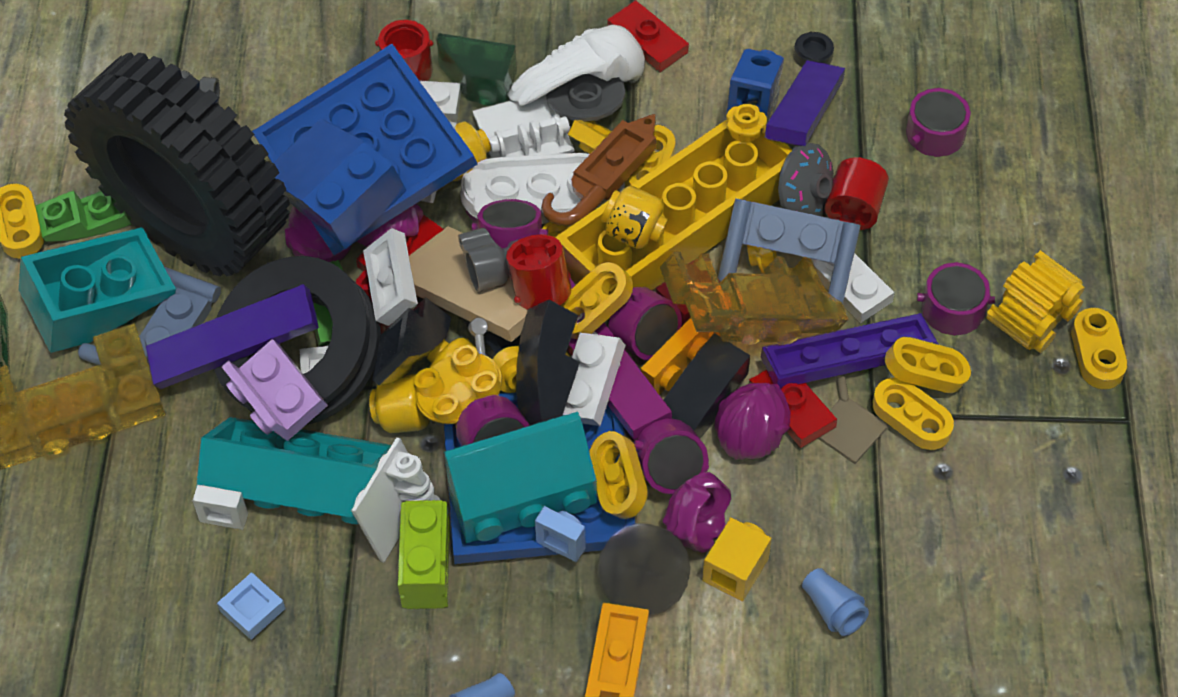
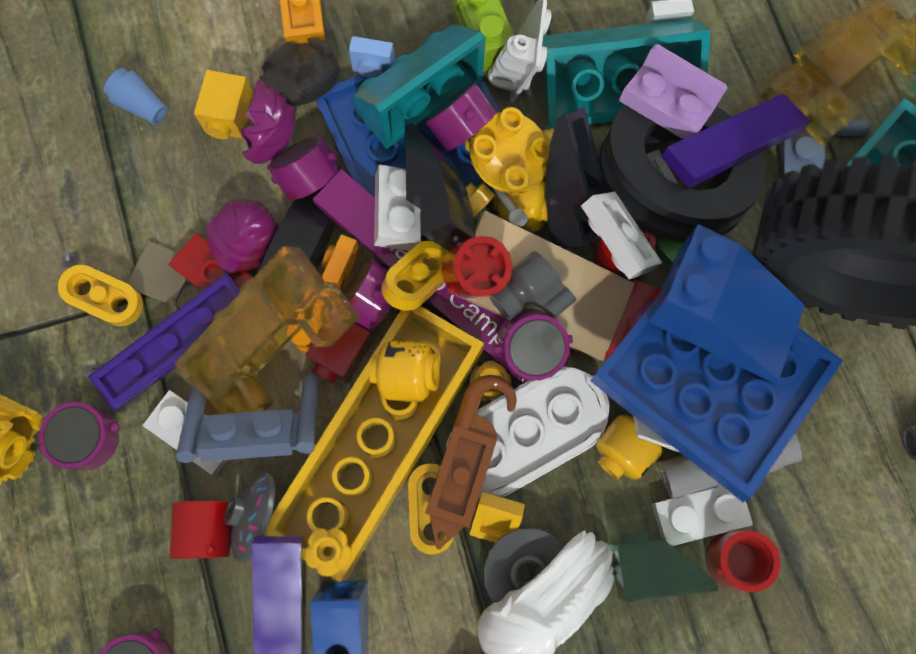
camera: 160 degrees right, 20 degrees up
(524, 129) = (578, 500): white hinge -> none
(618, 478) = (341, 125): yellow plate -> none
(927, 365) = (99, 339): yellow plate -> none

